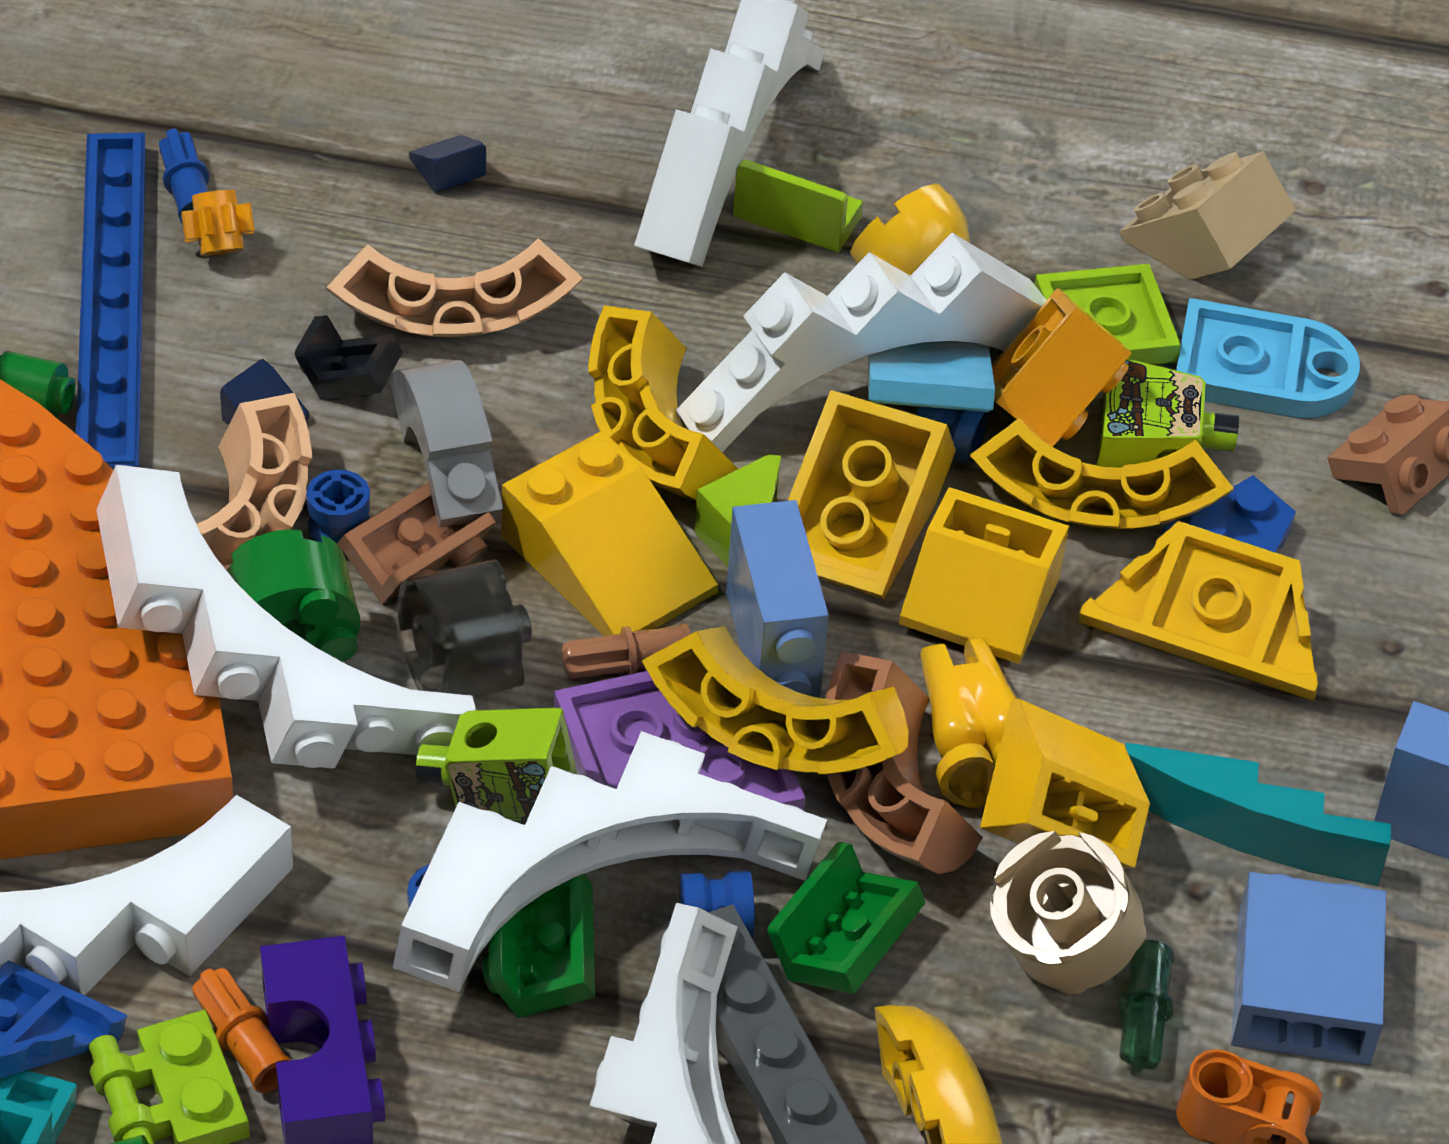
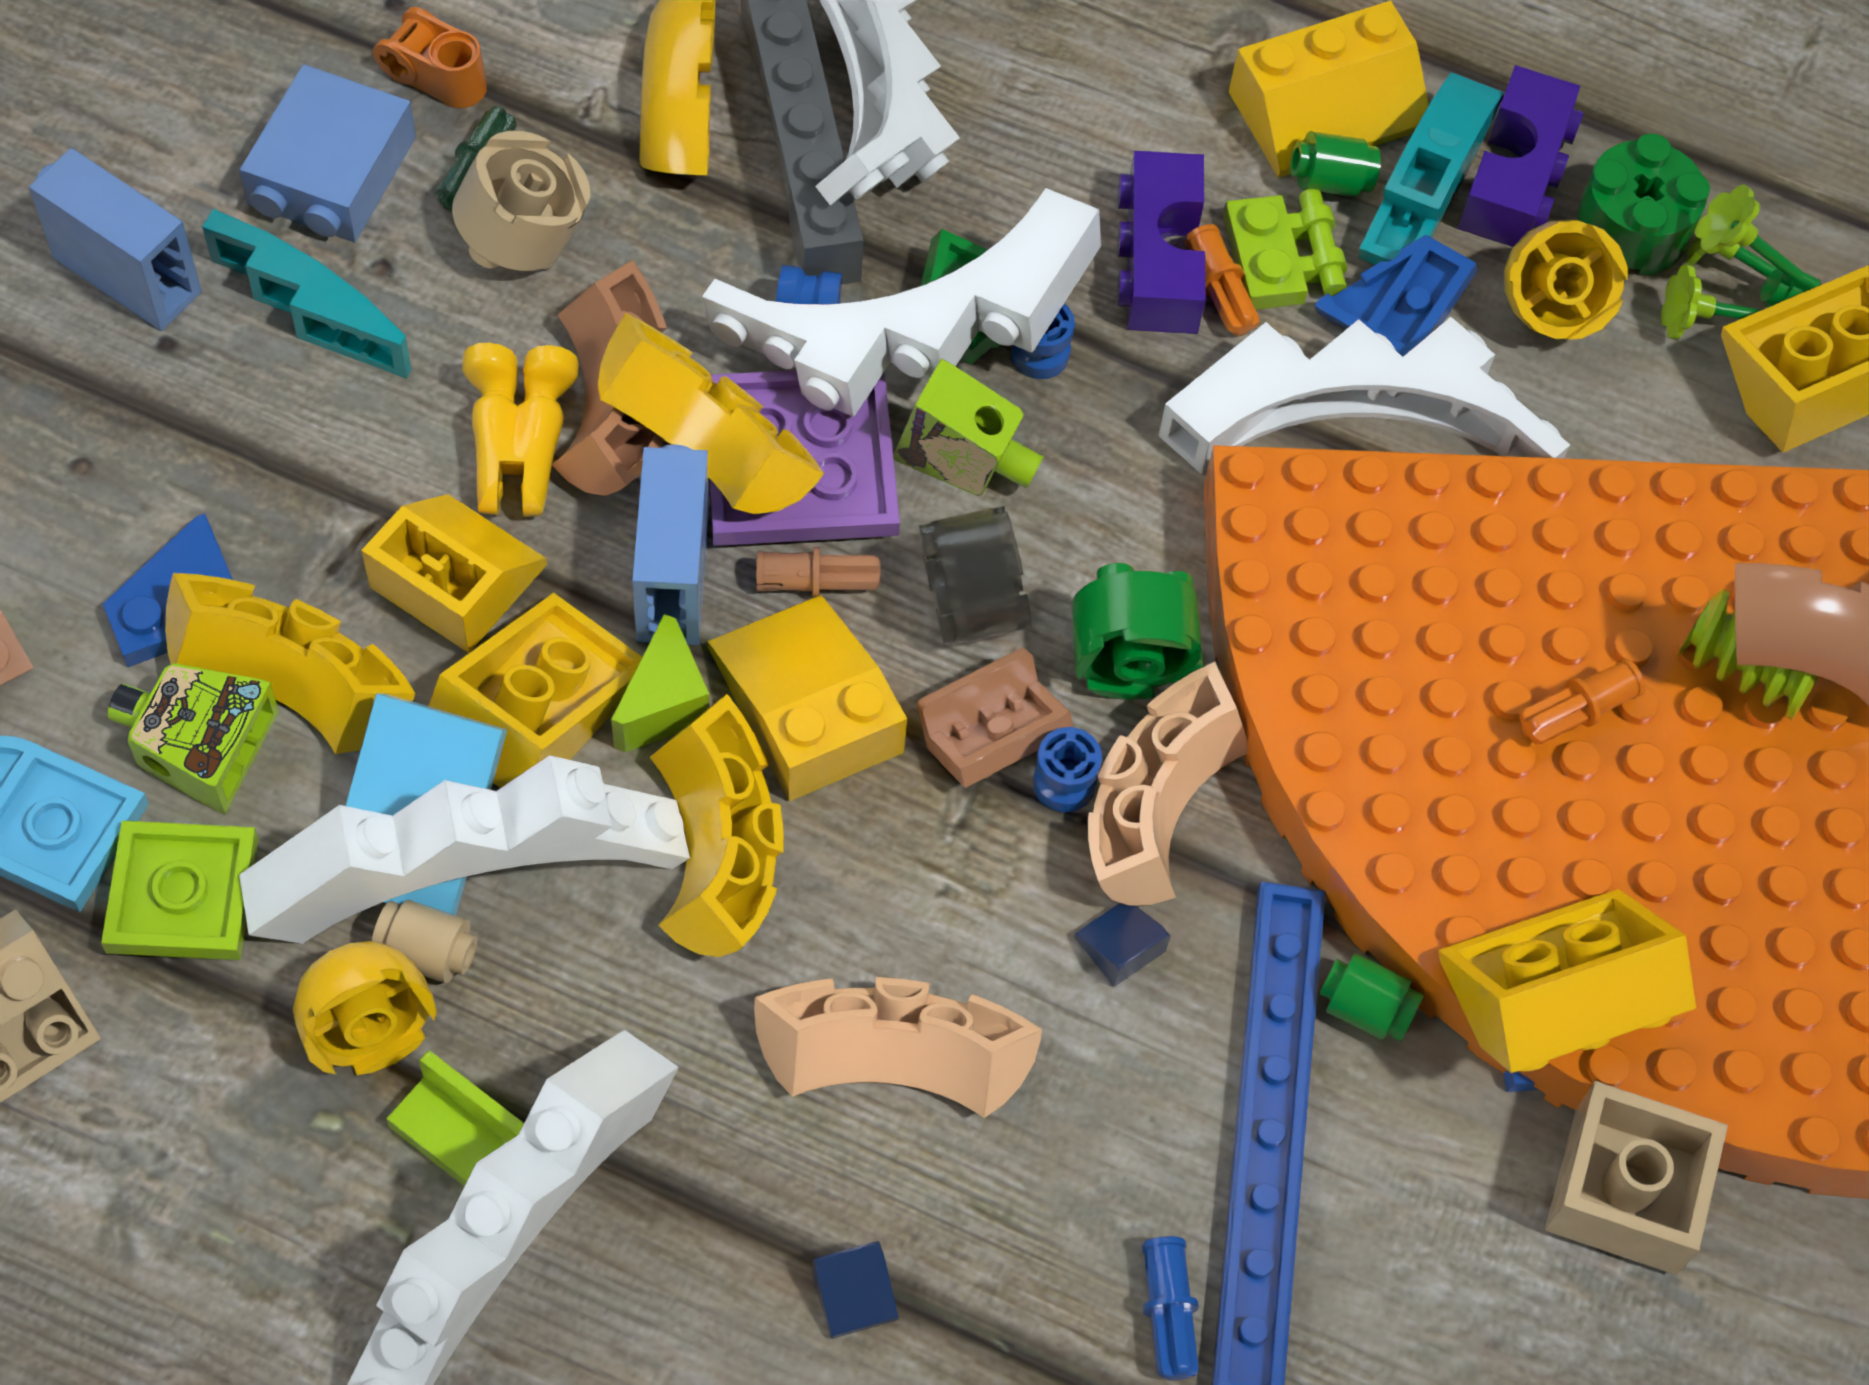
camera: 170 degrees left, 15 degrees up
(217, 222) = (1144, 1198): light orange gear -> none
(235, 650) = (1200, 530): white arch -> none
(345, 366) = (1026, 969): black bracket -> none
(447, 417) = (949, 822): light grey arch -> none
(842, 922) = (704, 249): green bracket -> none
(1058, 368) = (277, 771): light orange slope -> none
(1064, 781) = (480, 288): yellow slope -> none
(1214, 606) = (246, 498): yellow wing -> none

